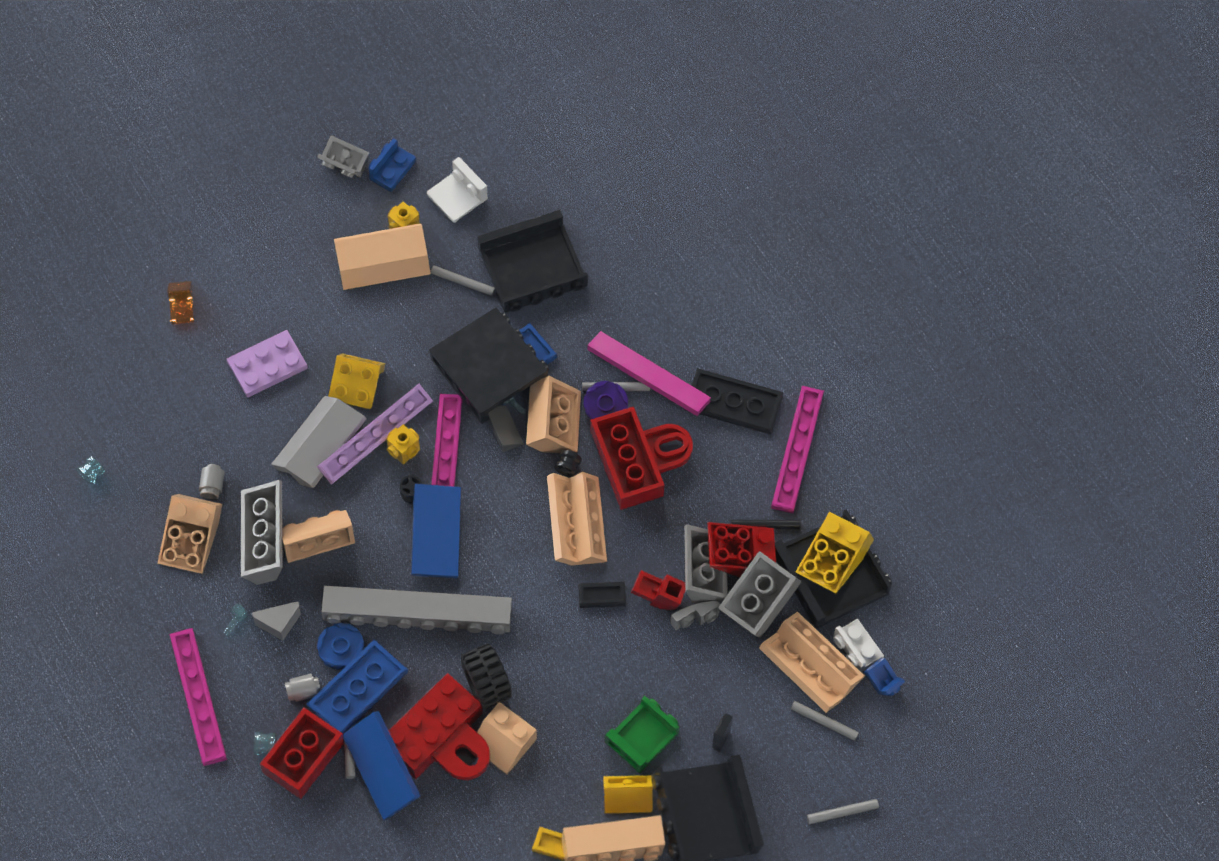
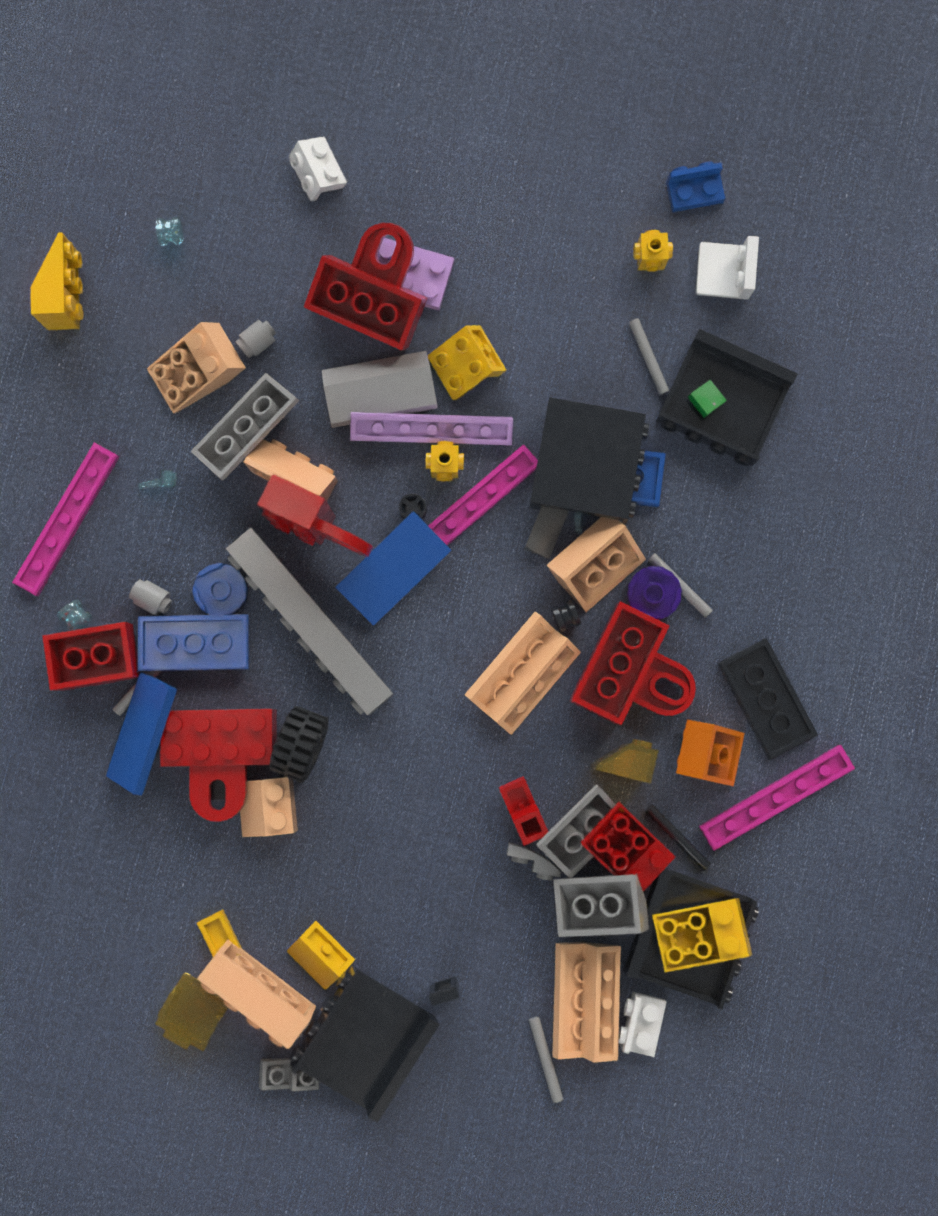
camera: 45 degrees right, 20 degrees up
(62, 568) = (58, 287): none -> yellow slope
(146, 355) = (316, 167): none -> white bracket
(181, 302) = (393, 145): clear orange slope -> none
(257, 390) = (370, 293): none -> red brick
(278, 619) = (188, 519): light grey slope -> none
(345, 156) = (662, 140): light grey bracket -> none
(351, 541) = (306, 515): none -> red brick
(382, 256) = (599, 267): light nougat slope -> none
(522, 271) = (707, 398): none -> green tile
(602, 594) = (476, 761): black tile -> none
(643, 734) = (382, 918): green panel -> none
(649, 373) = (718, 603): dark pink tile -> none
(693, 503) = (629, 761): none -> clear yellow slope
(732, 458) = (710, 752): none -> orange slope
(842, 811) = (478, 1151): light grey bar -> none
(884, 678) = (632, 1079): blue bracket -> none

